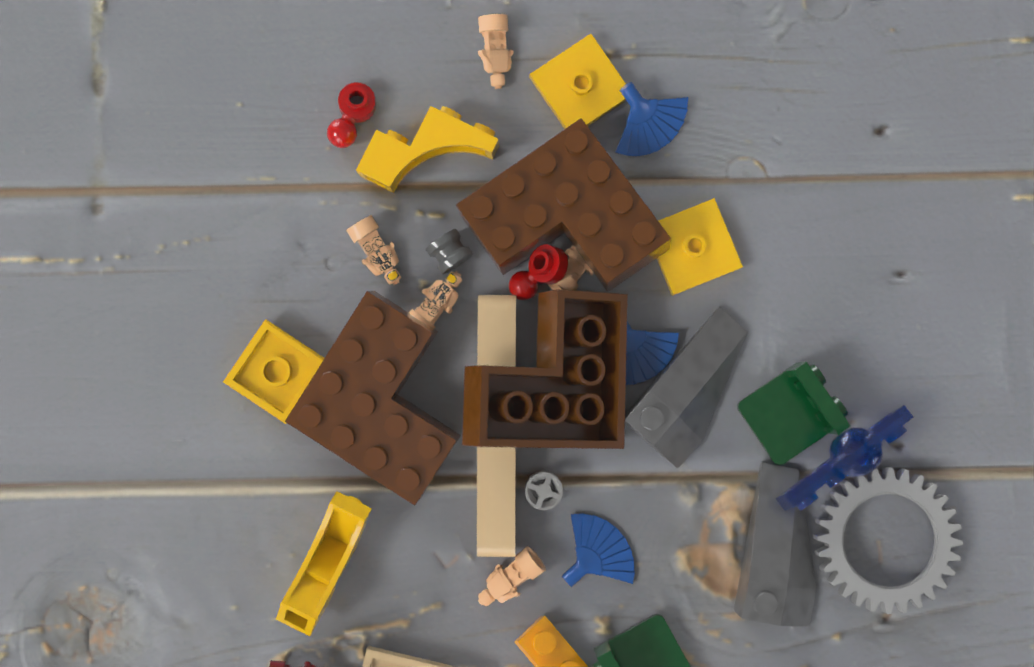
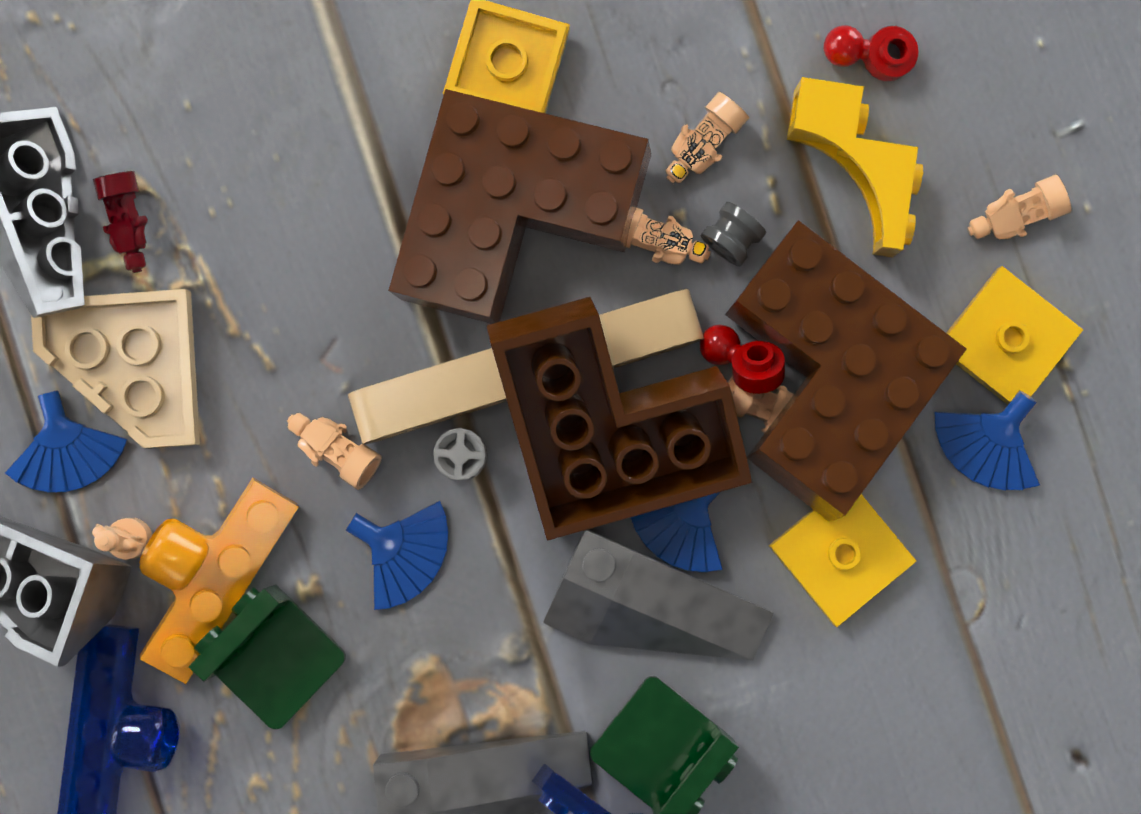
camera: 70 degrees right, 0 degrees up
(324, 563) = (278, 199): yellow arch -> none

